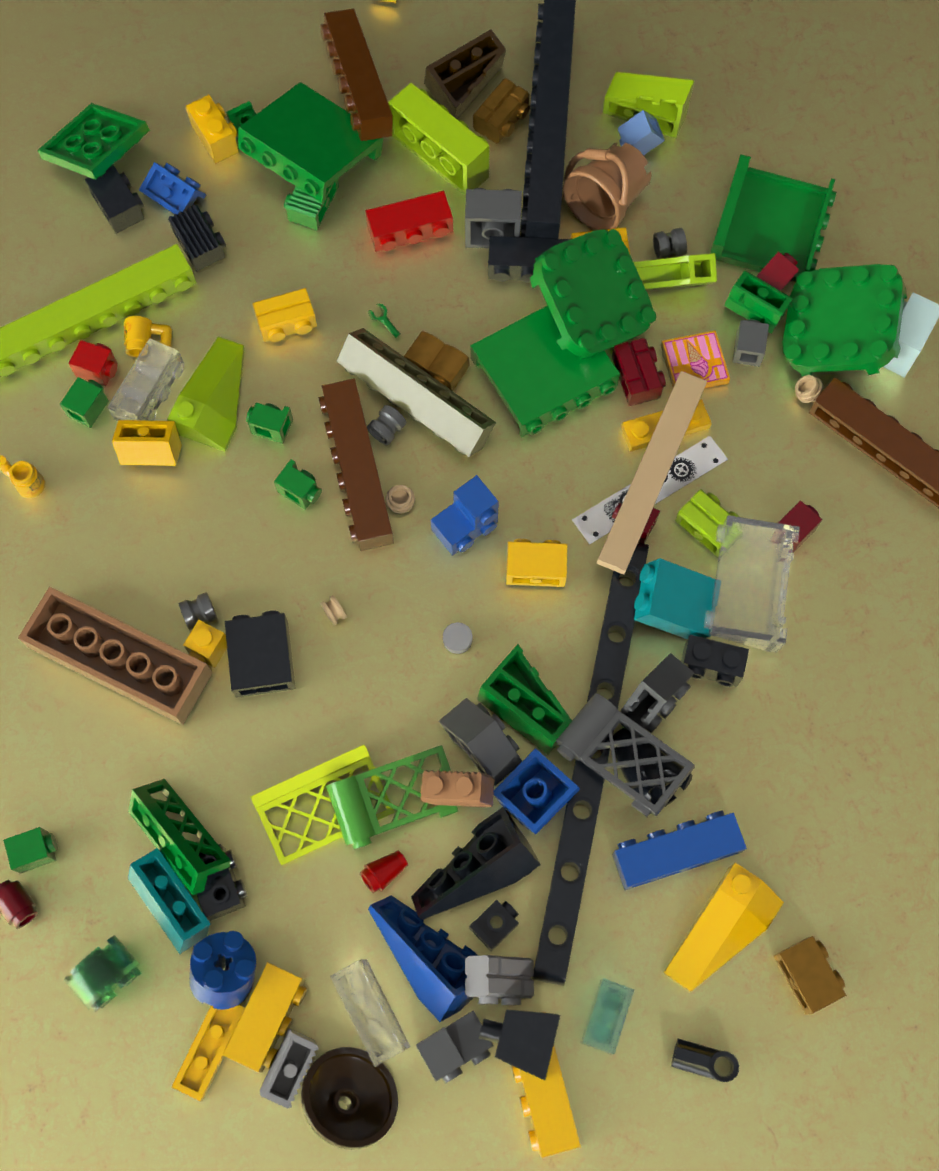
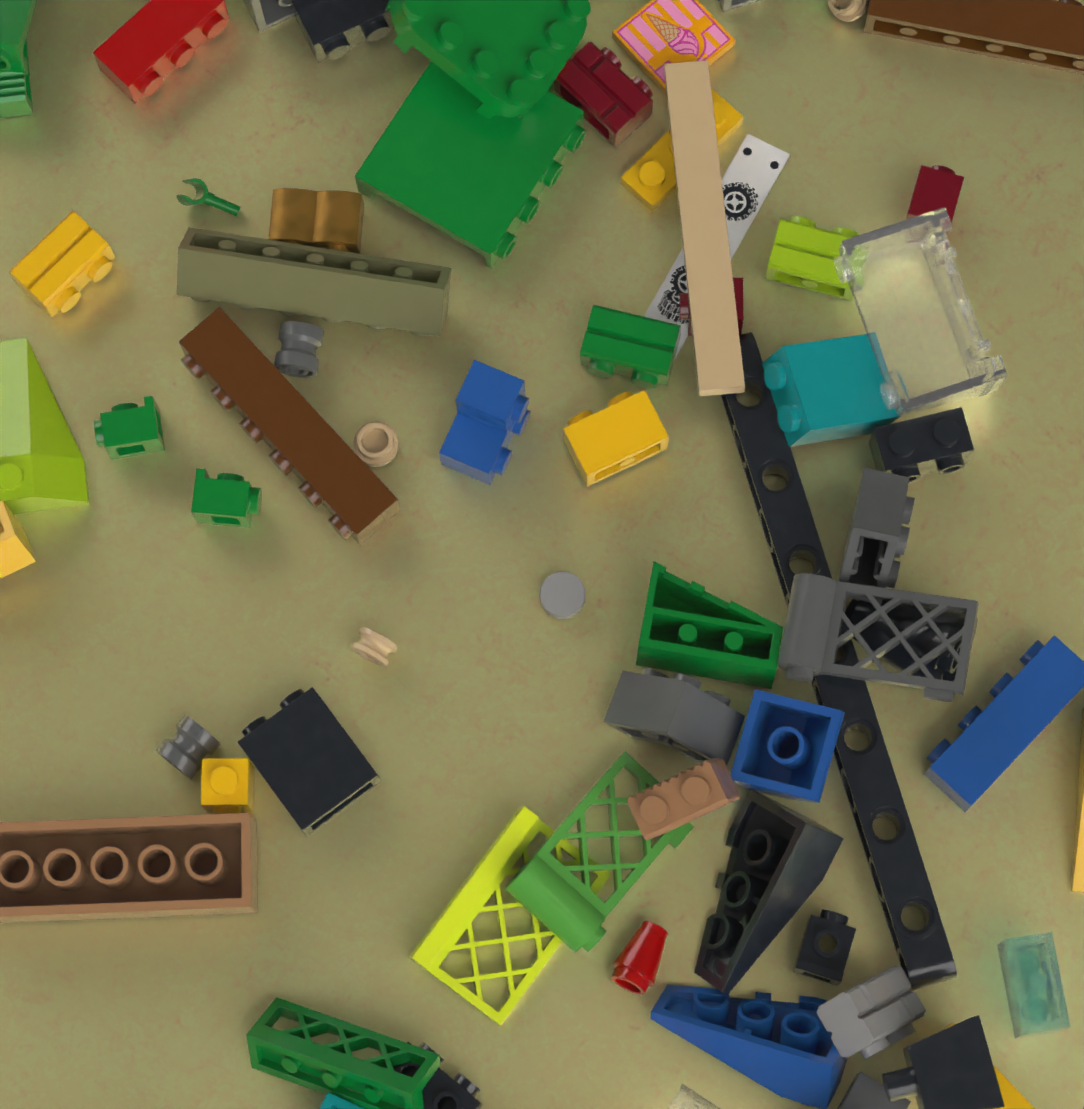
camera: 25 degrees left, 5 degrees up
(574, 518) = (629, 347): none -> green brick

